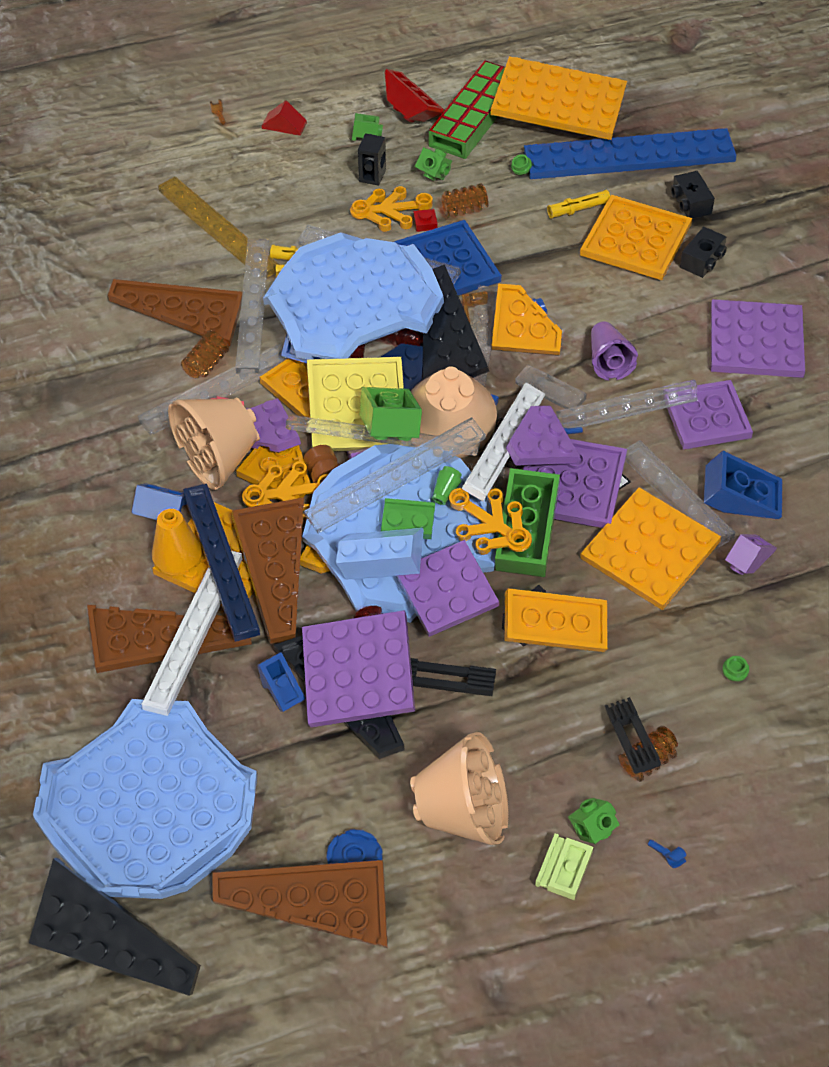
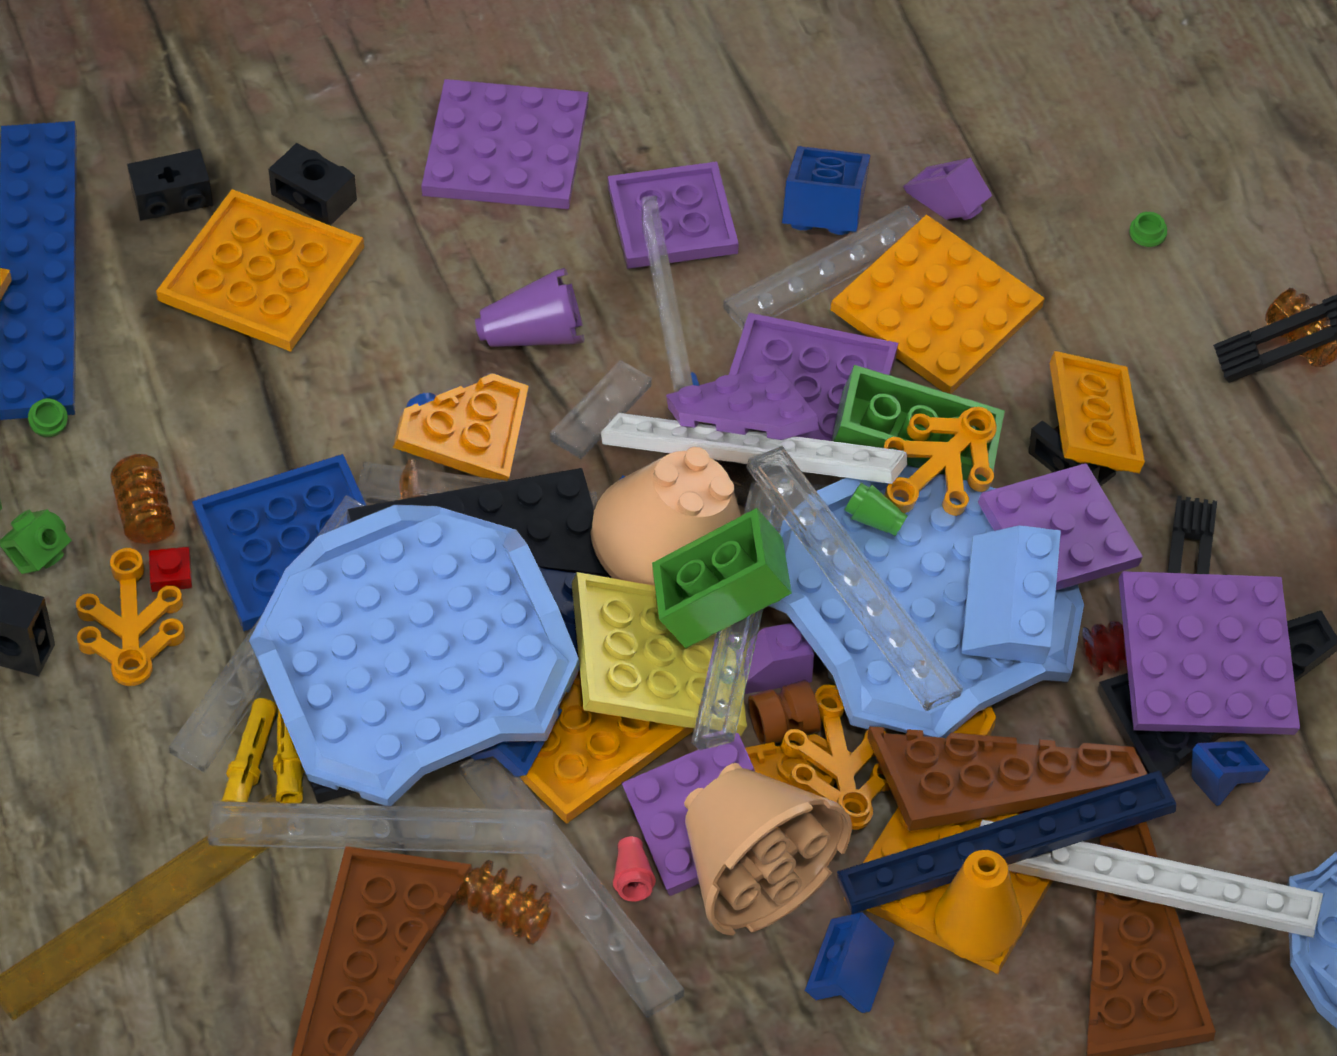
camera: 90 degrees left, 0 degrees up
(408, 514) = (933, 569): bright green plate -> none
(570, 206) = (169, 353): yellow pin -> none

